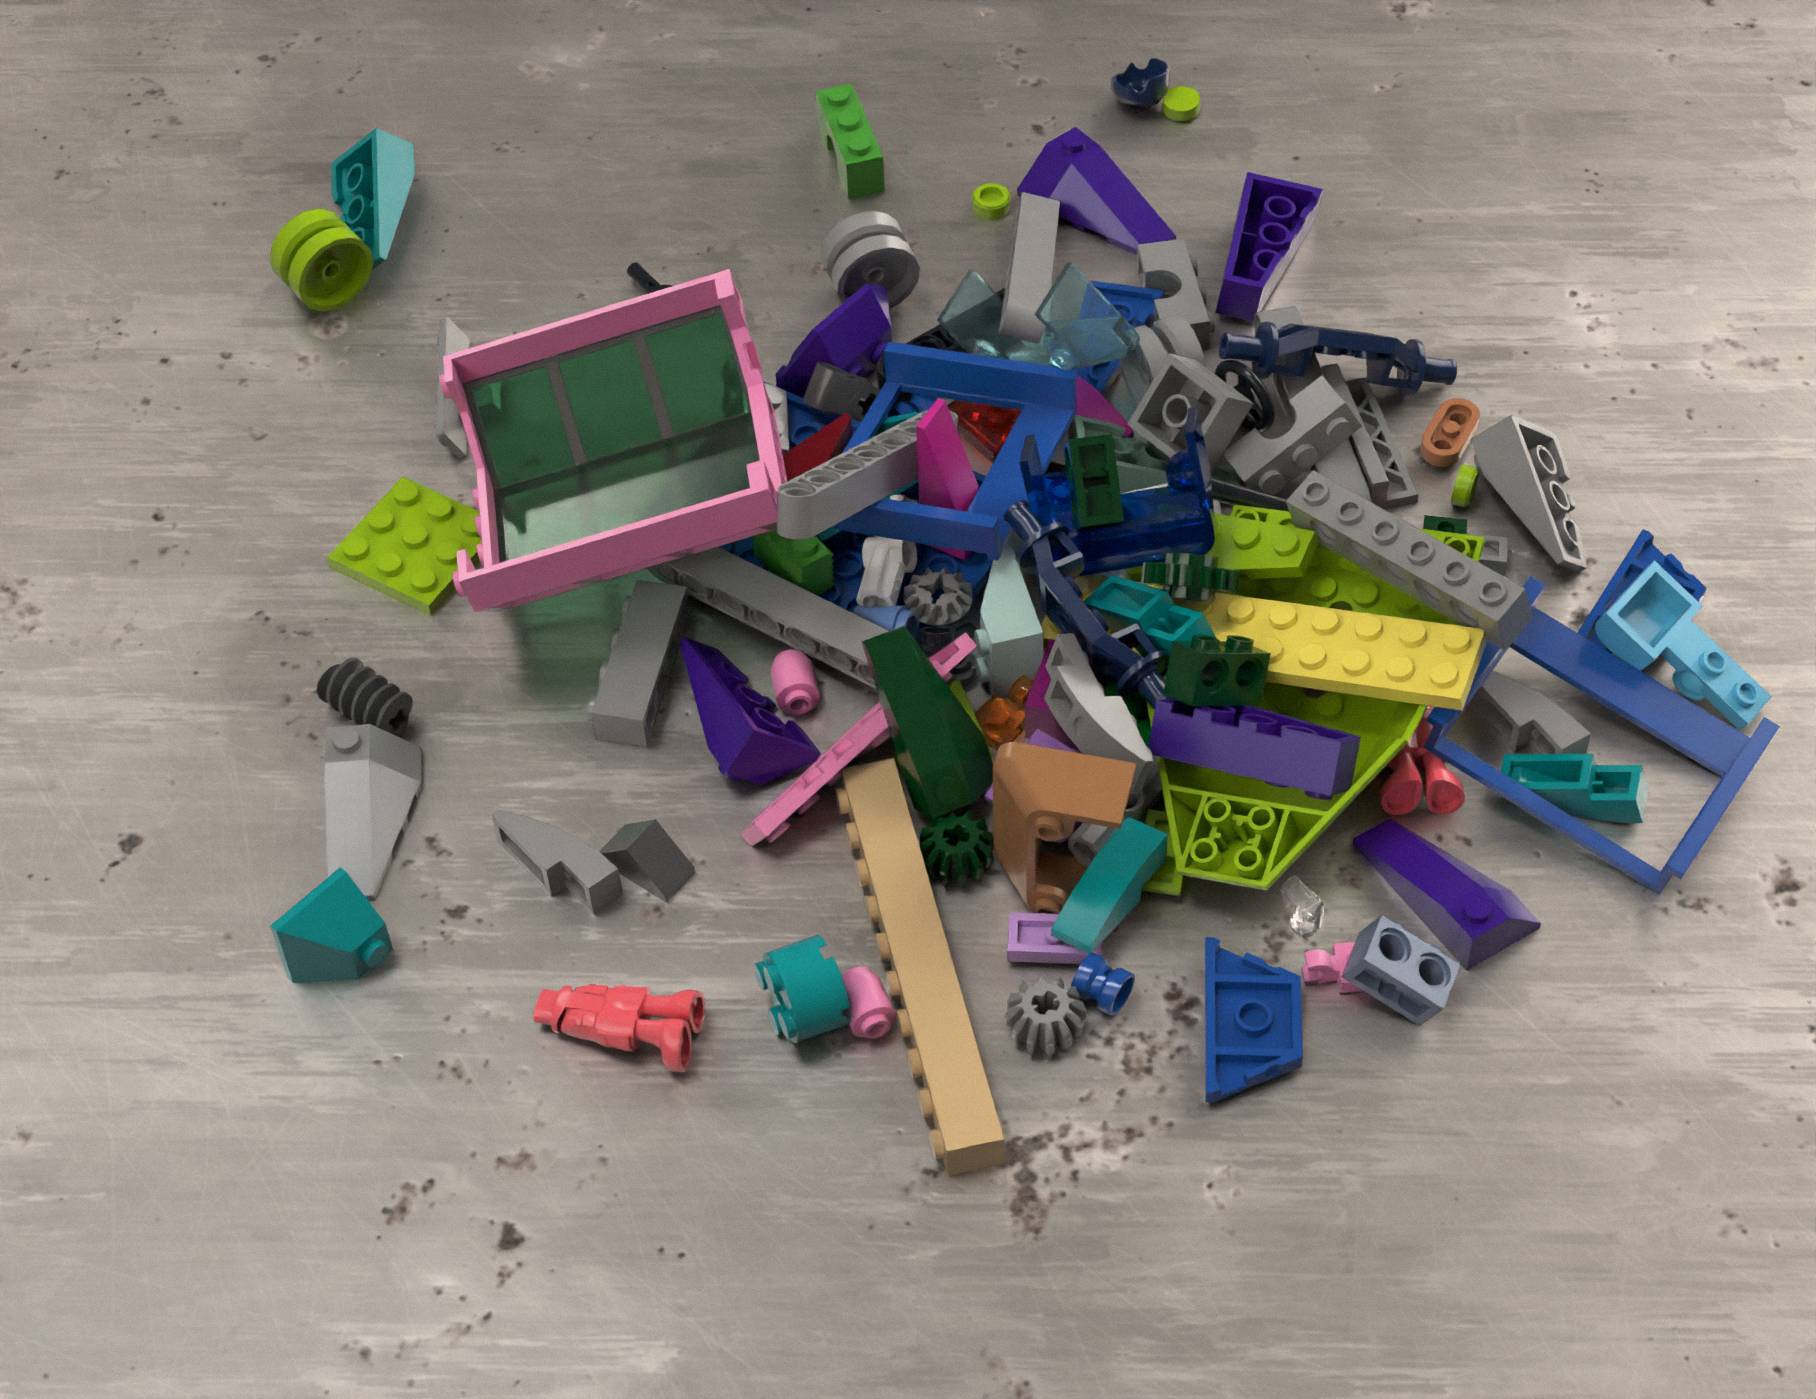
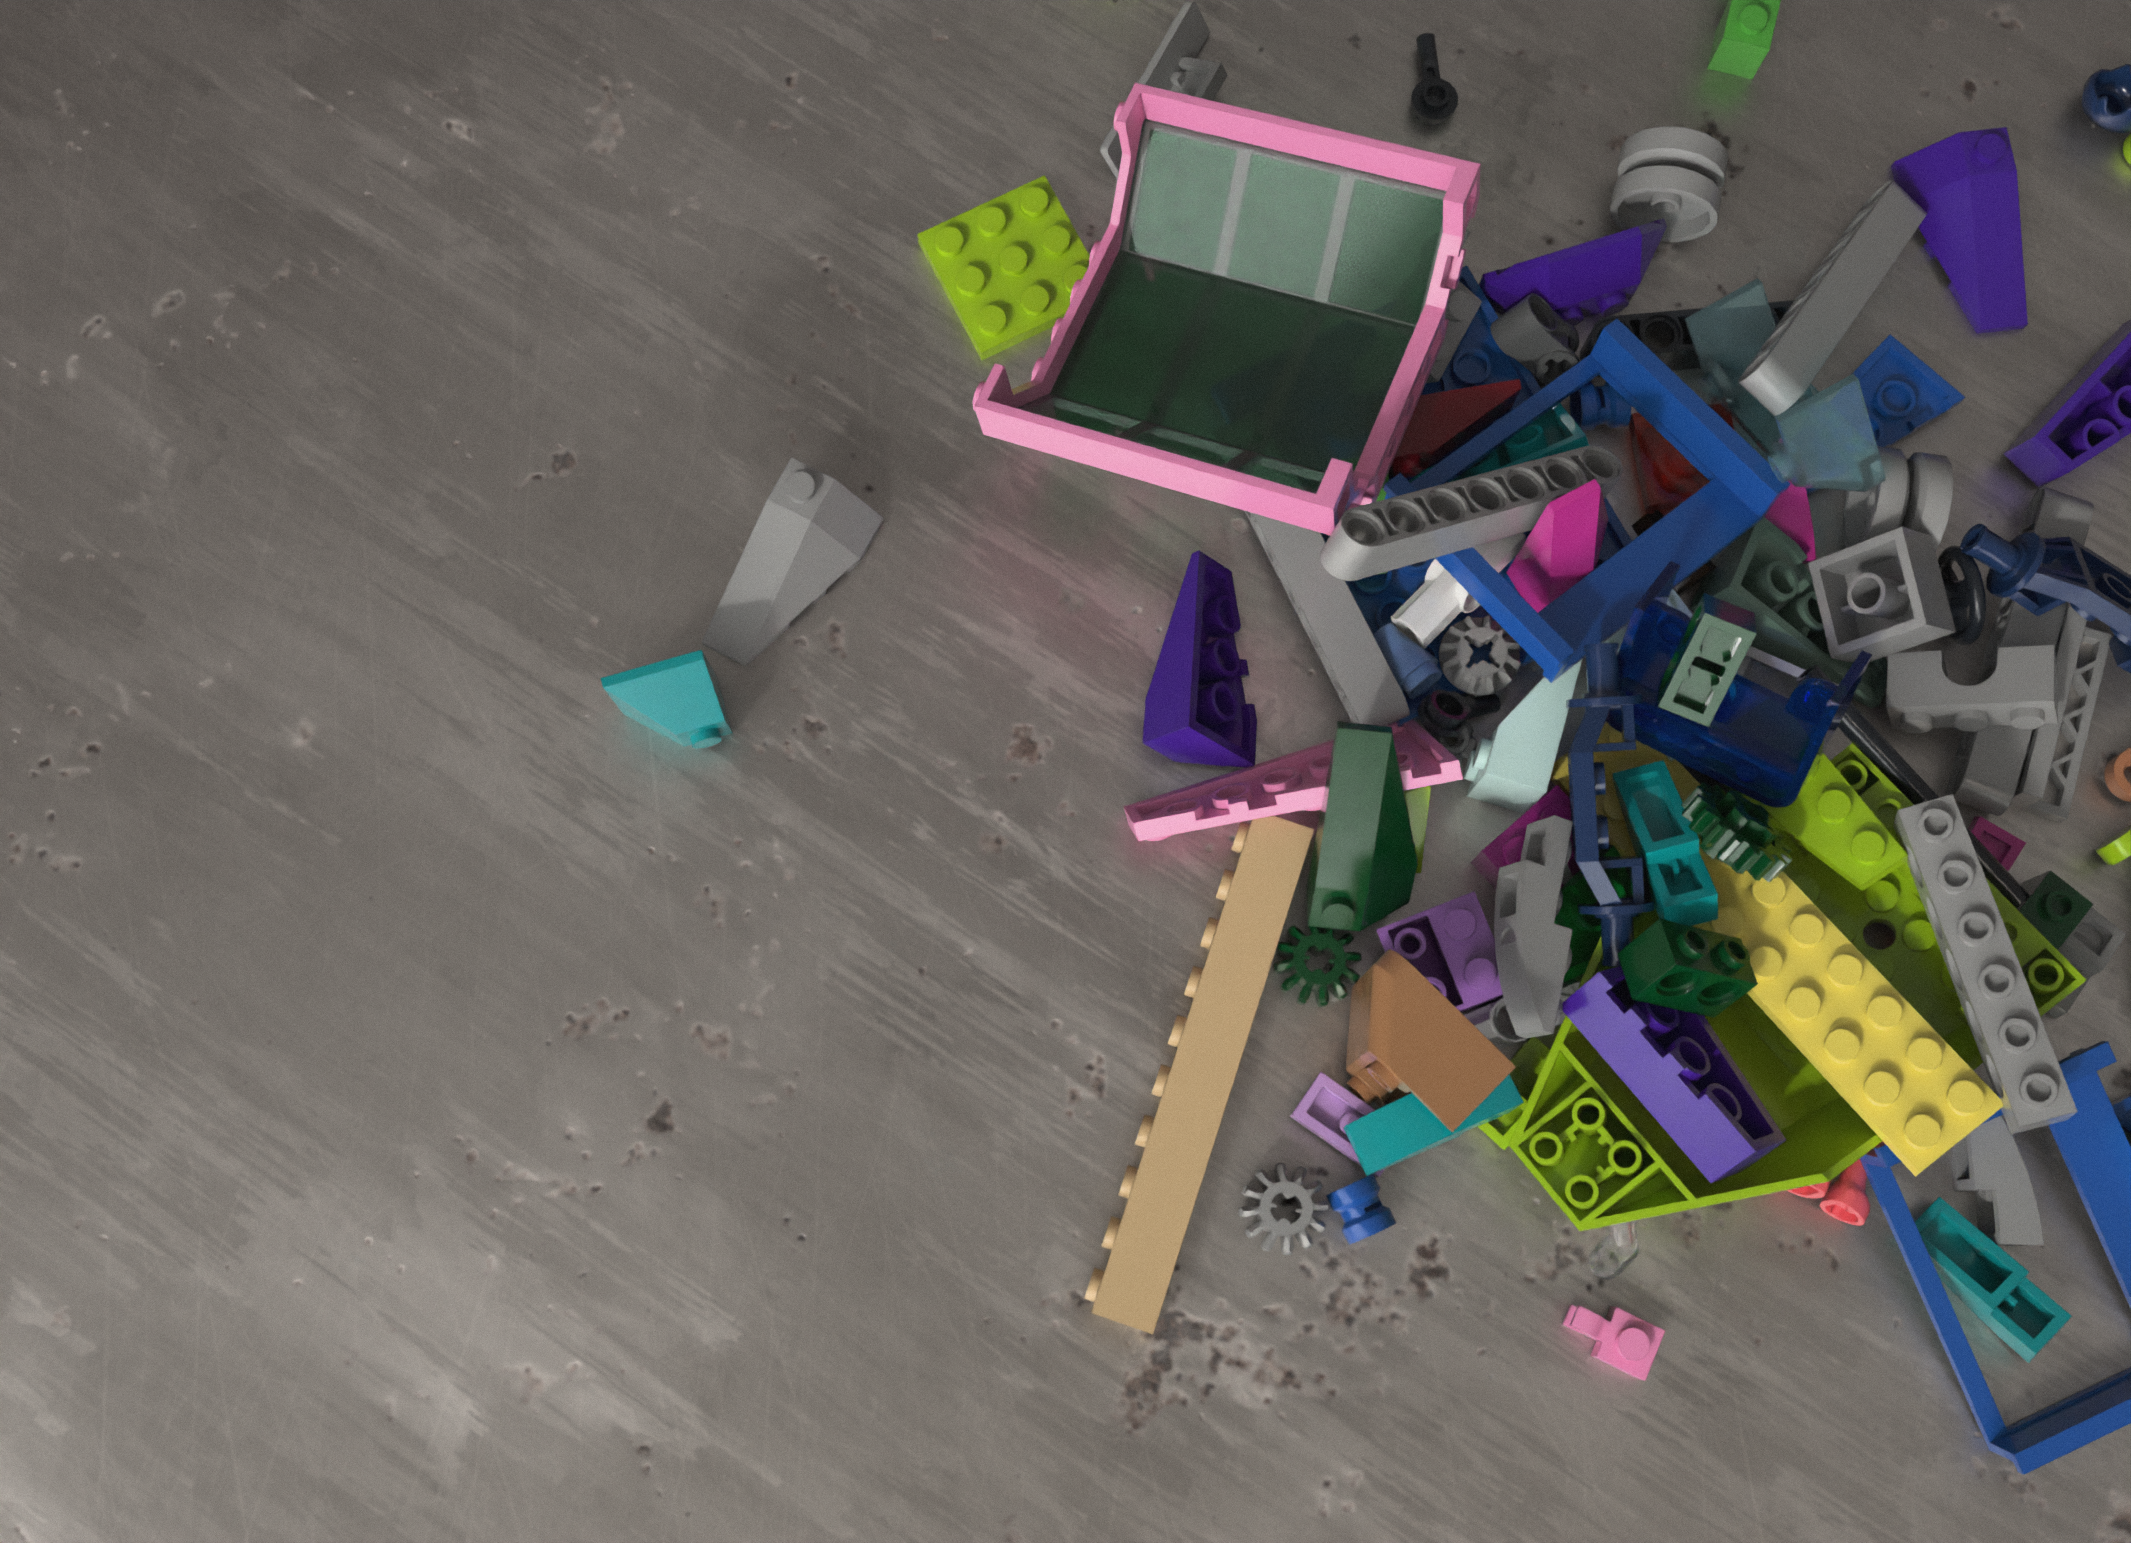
camera: 30 degrees right, 25 degrees up
(365, 696) = (855, 436): dark grey piece -> none
(558, 859) = (932, 737): light grey slope -> none
(623, 1020) = (885, 949): coral piece -> none
(639, 663) = (1133, 559): light grey brick -> none
(649, 858) = (1017, 783): dark grey slope -> none
(794, 682) = (1279, 665): bright pink brick -> none
(803, 990) = (1065, 1044): teal brick -> none
(869, 1004) = (1122, 1084): bright pink brick -> none
(991, 201) = (1856, 161): lime tile -> none
(1005, 719) = (1457, 833): clear orange plate -> none
(1172, 269) = (1988, 374): light grey arch -> none
(1249, 1021) = (1477, 1338): blue wing -> none
(1401, 970) = (1666, 1403): sand blue brick -> none
(1455, 901) = (1775, 1329): dark purple wedge -> none

